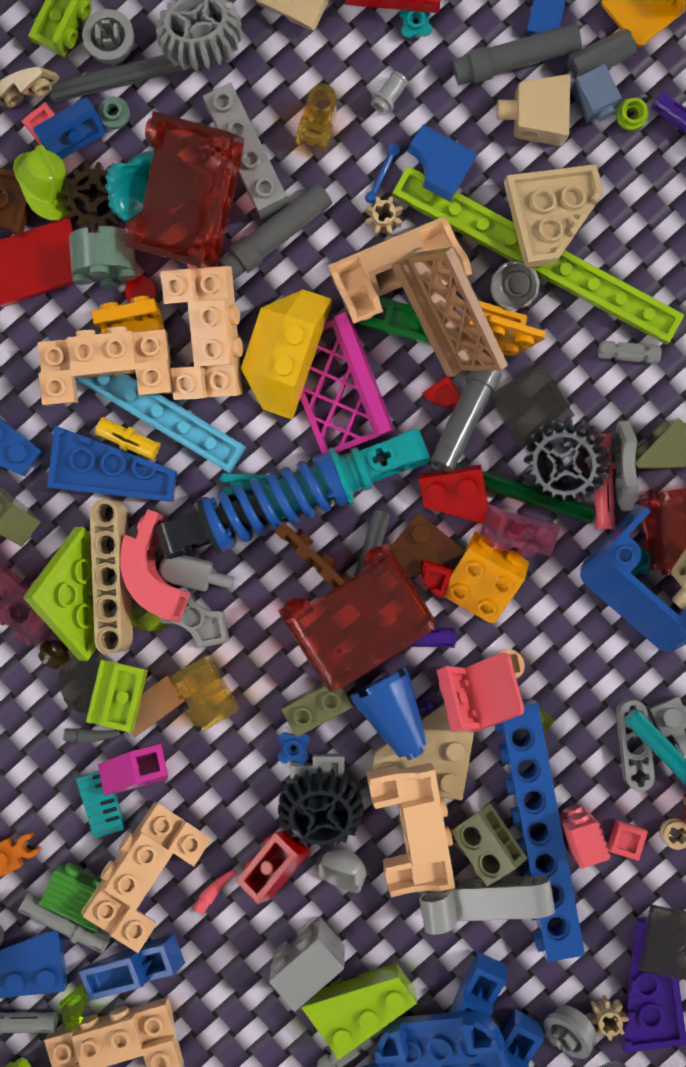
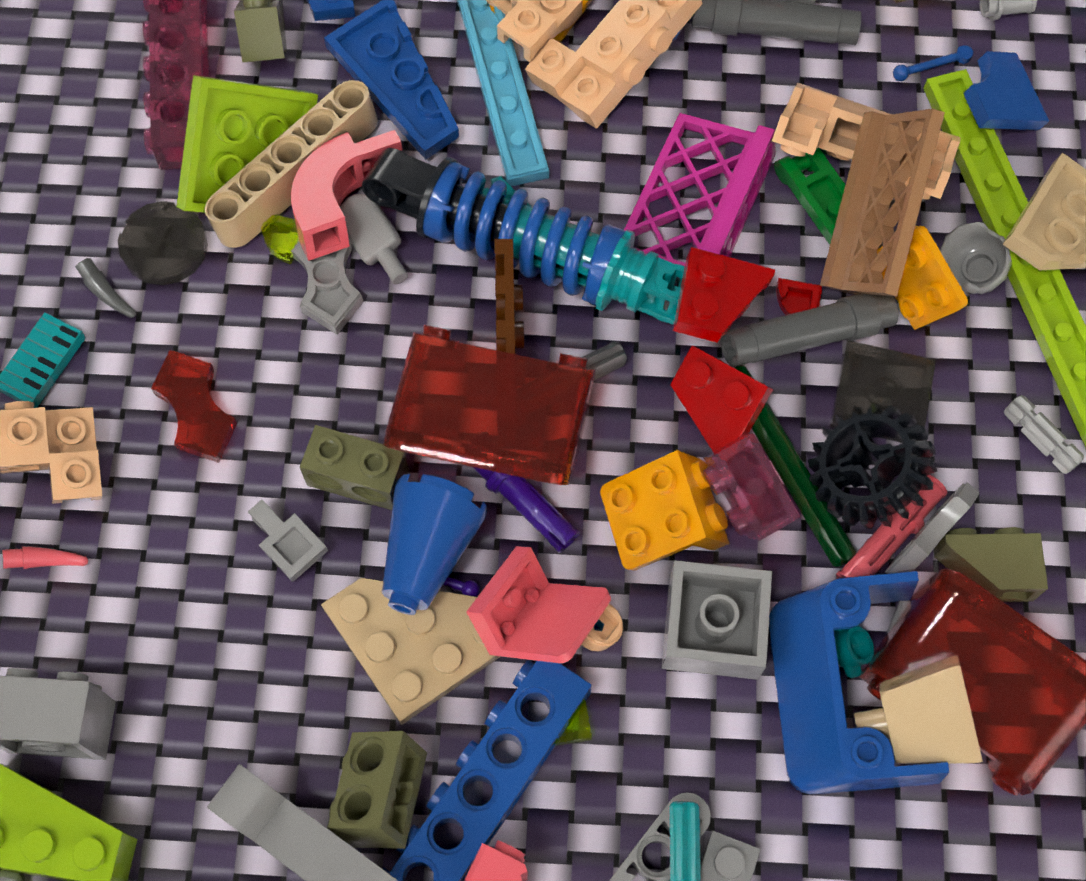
camera: 40 degrees right, 20 degrees down
(53, 654) = (160, 182): dark brown plate -> none
(117, 696) = (173, 268): lime plate -> none
(127, 438) = (451, 86): yellow pin -> none
(133, 770) = (109, 351): dark pink slope -> none
(155, 704) = (193, 318): medium nougat tile -> none
(189, 744) = (201, 423): none -> clear red tile
(205, 693) = (258, 346): clear yellow brick -> none
(272, 866) = (130, 581): red brick -> none
(284, 349) = (677, 119): yellow wedge -> none
(299, 754) = (284, 504): blue plate -> none
(318, 797) = (232, 533): black gear -> none
(343, 870) = (194, 663): light grey hair -> none
(389, 222) = (897, 91): tan gear -> none
(410, 445) = (716, 293): none -> red wing
(423, 541) = (627, 422): reddish brown wing -> none
(425, 837) = (318, 711): light nougat bracket -> none
(436, 576) = (612, 460): red tile -> none
(564, 612) = (717, 620): none -> light grey brick

